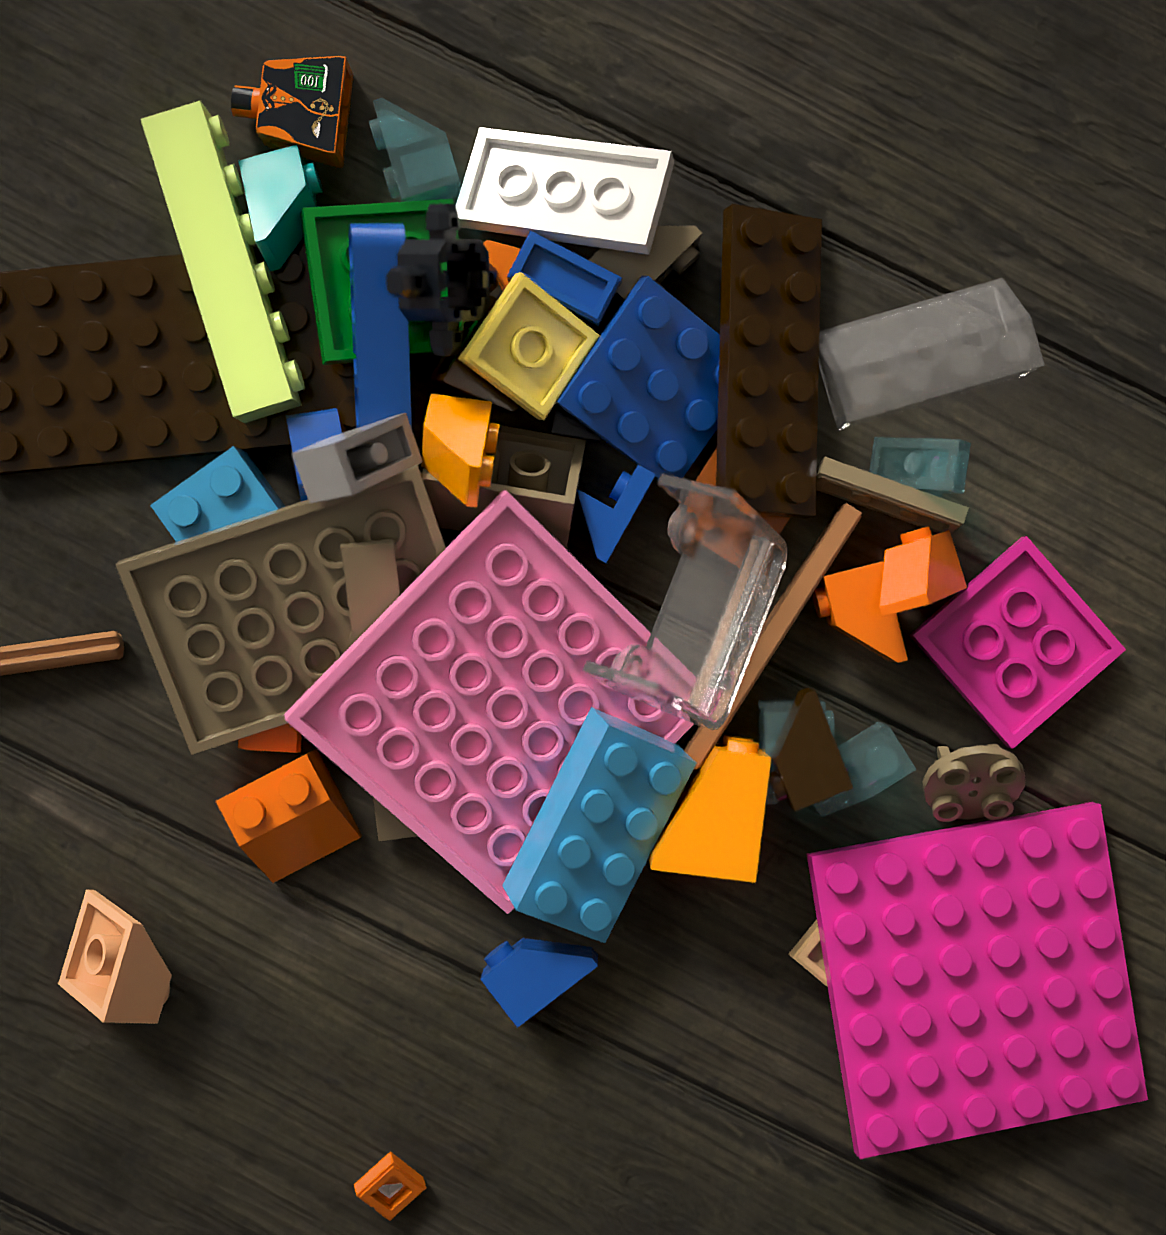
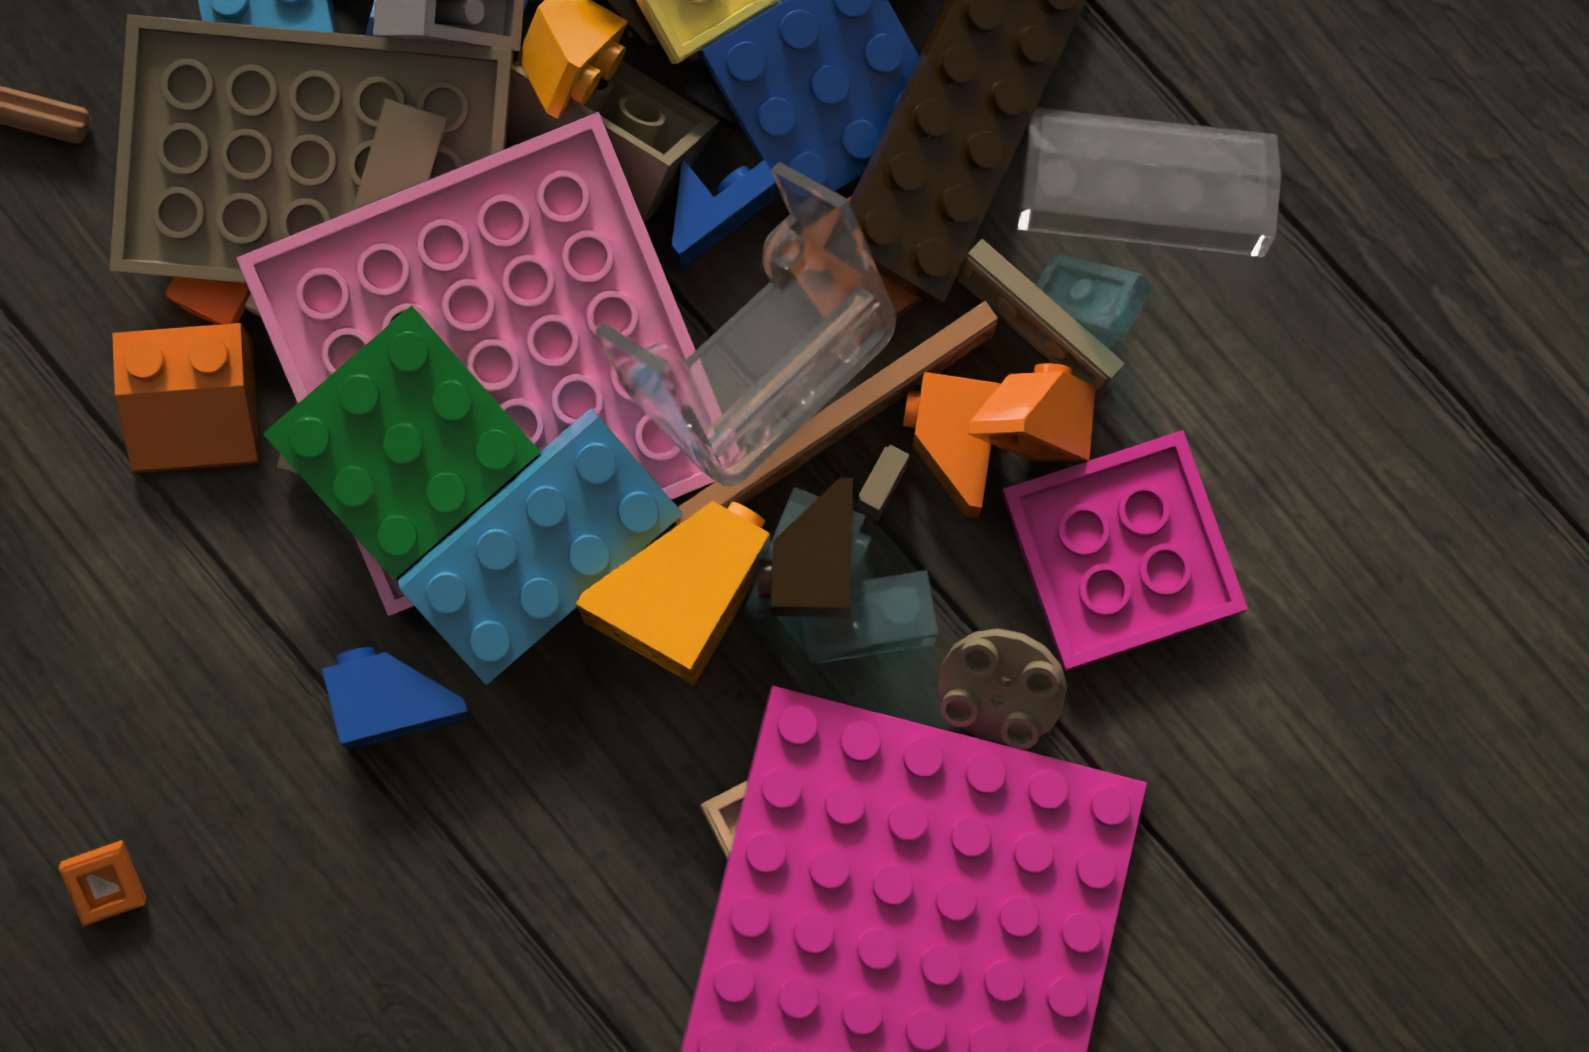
camera: 25 degrees right, 10 degrees down
(466, 795) = (402, 442): none -> green plate
(823, 666) = (882, 482): none -> dark tan tile

